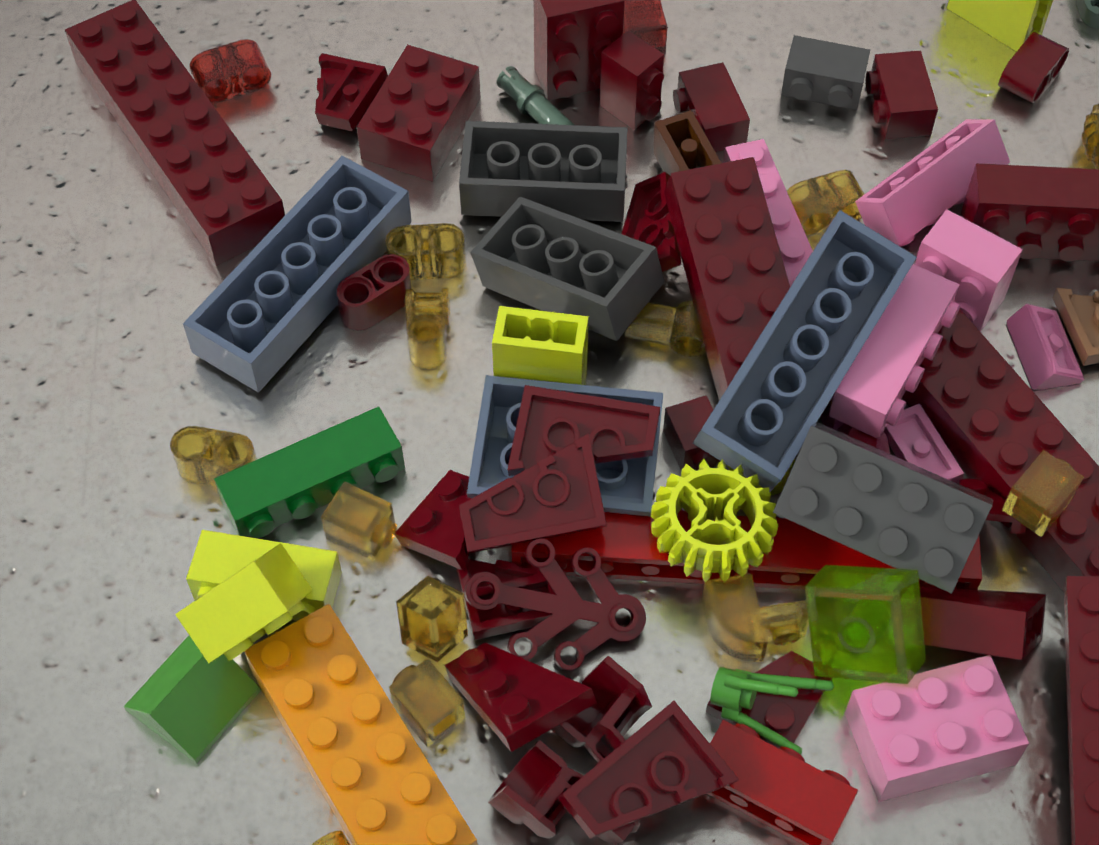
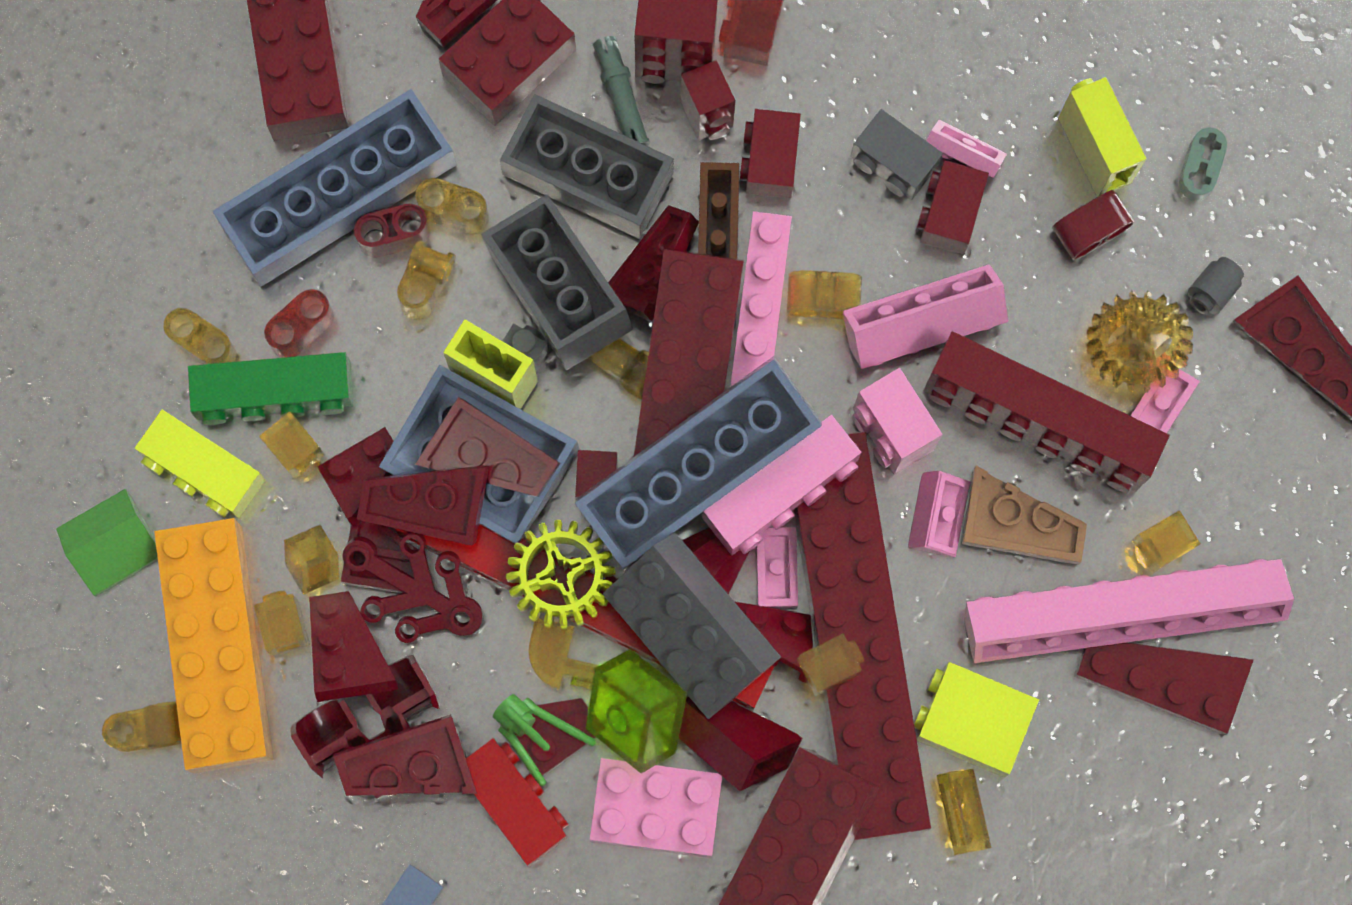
camera: 20 degrees right, 20 degrees up
(246, 606) = (165, 499): neon yellow brick -> none
(312, 404) = (293, 318): none -> clear red beam
(885, 45) = (965, 148): none -> bright pink plate

